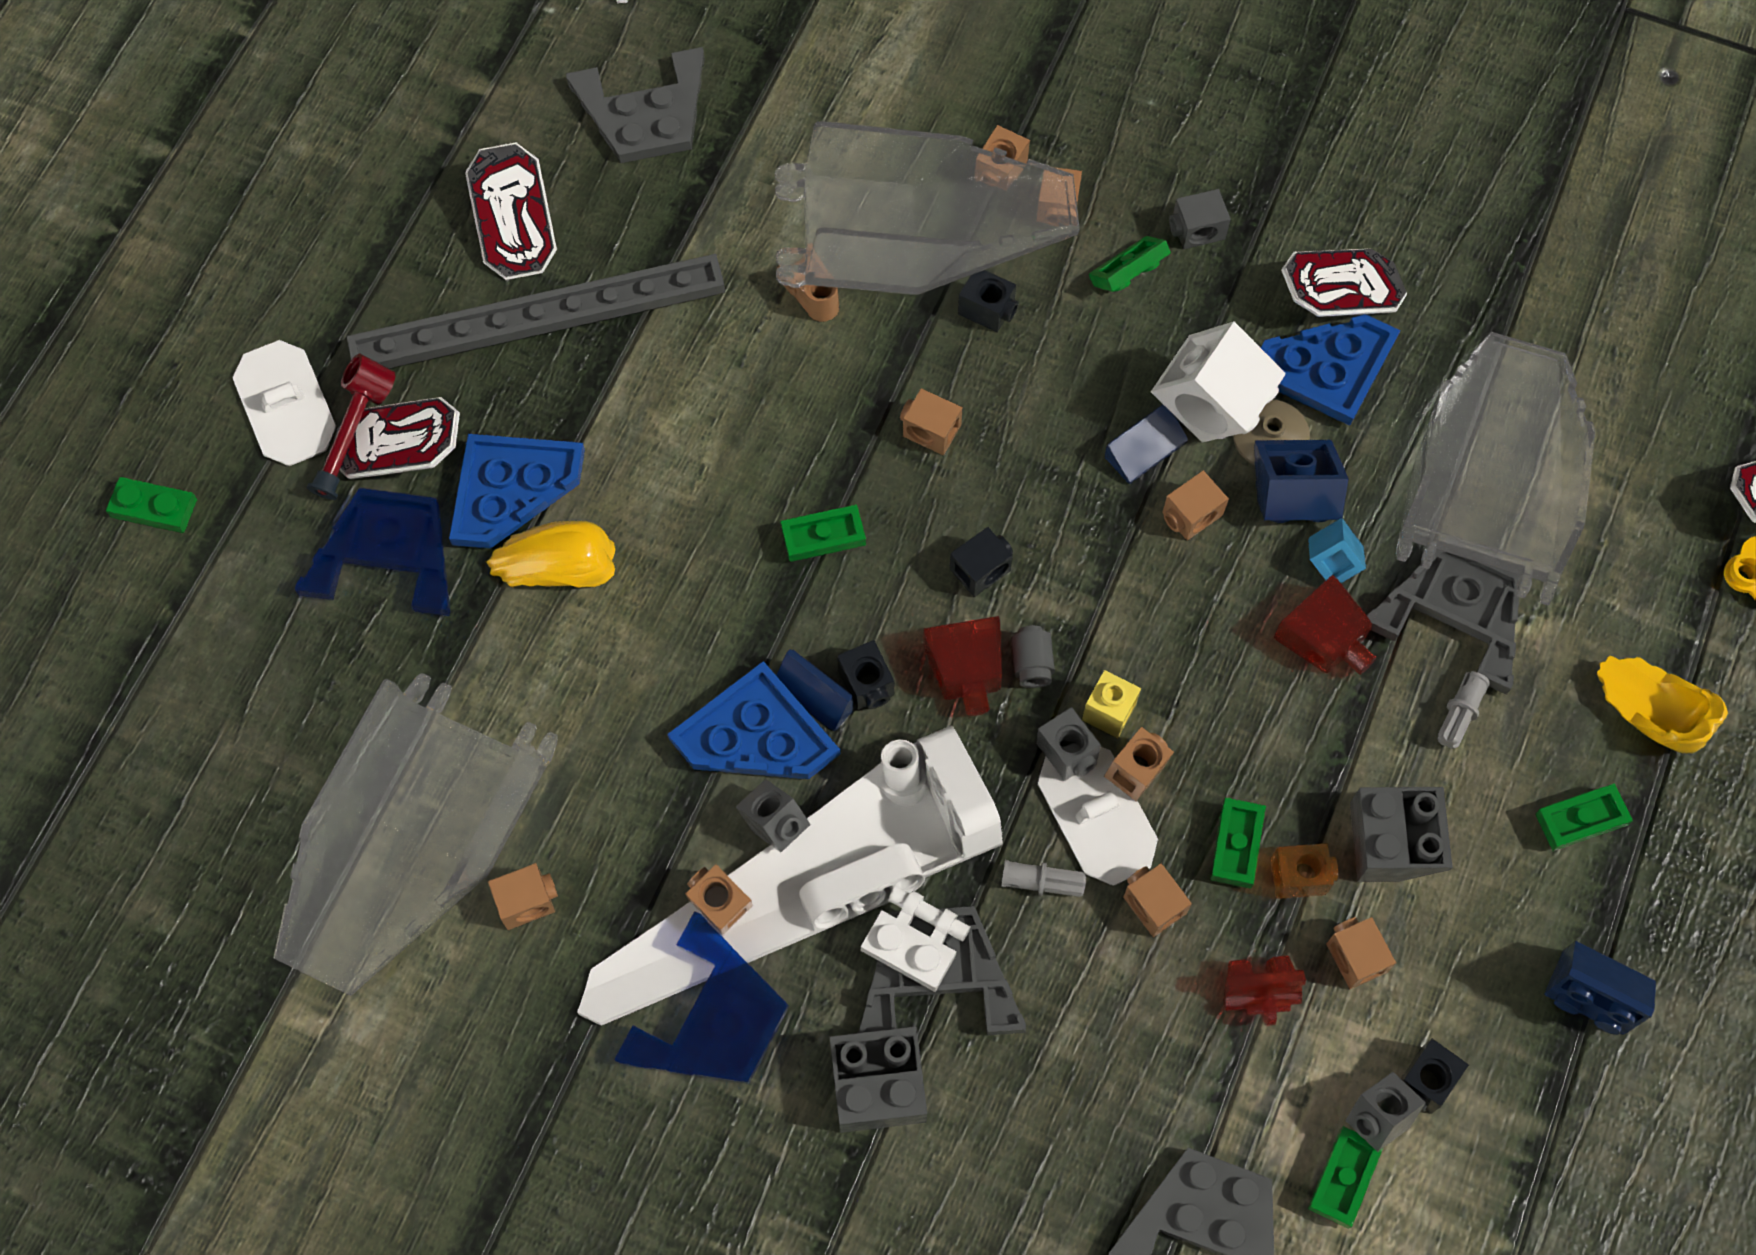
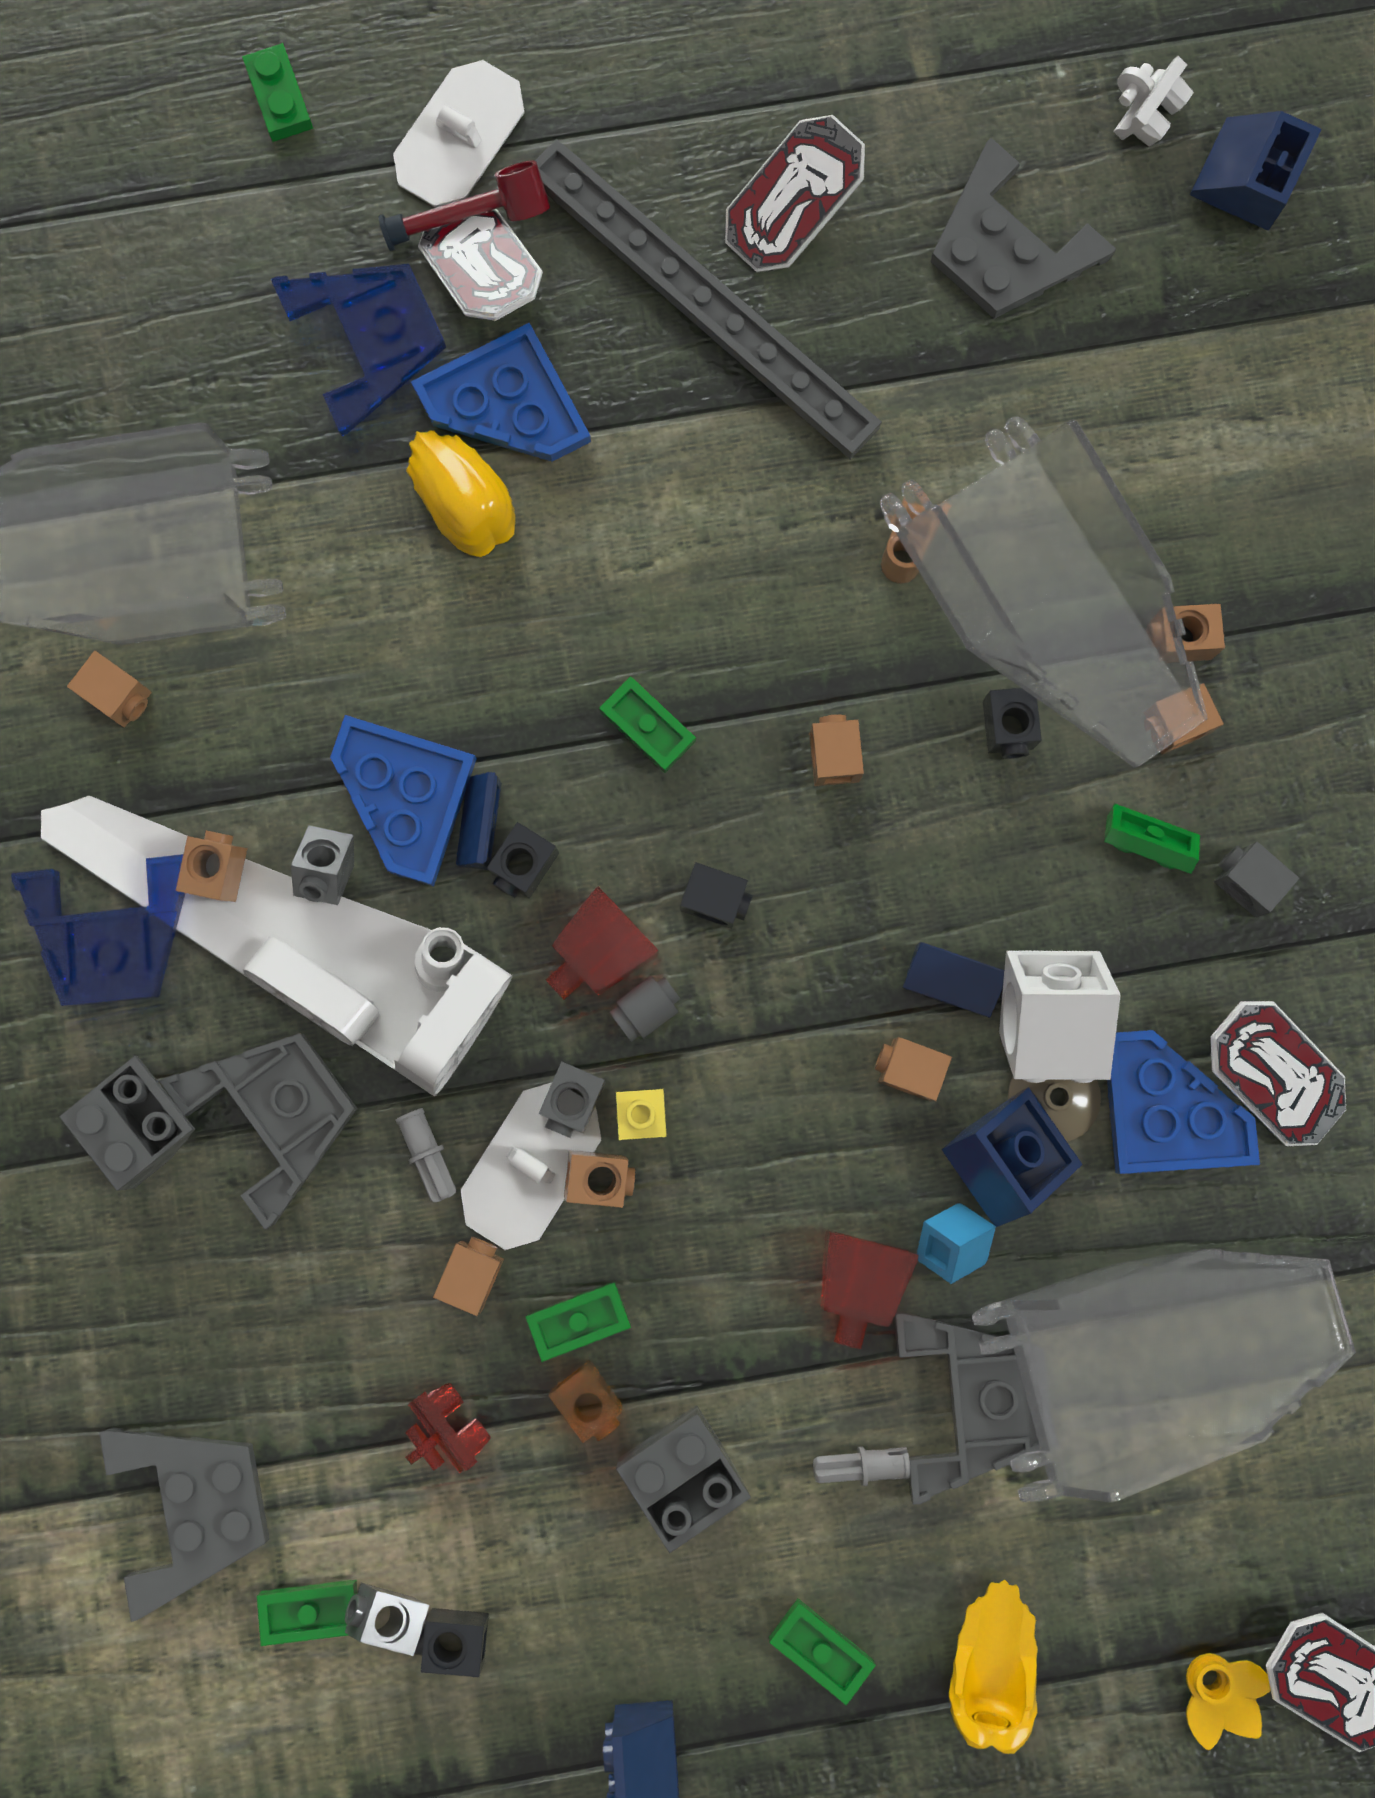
camera: 55 degrees right, 15 degrees up
(909, 950) = (269, 1073): white plate -> none
(1360, 951) = (538, 1504): medium nougat brick -> none

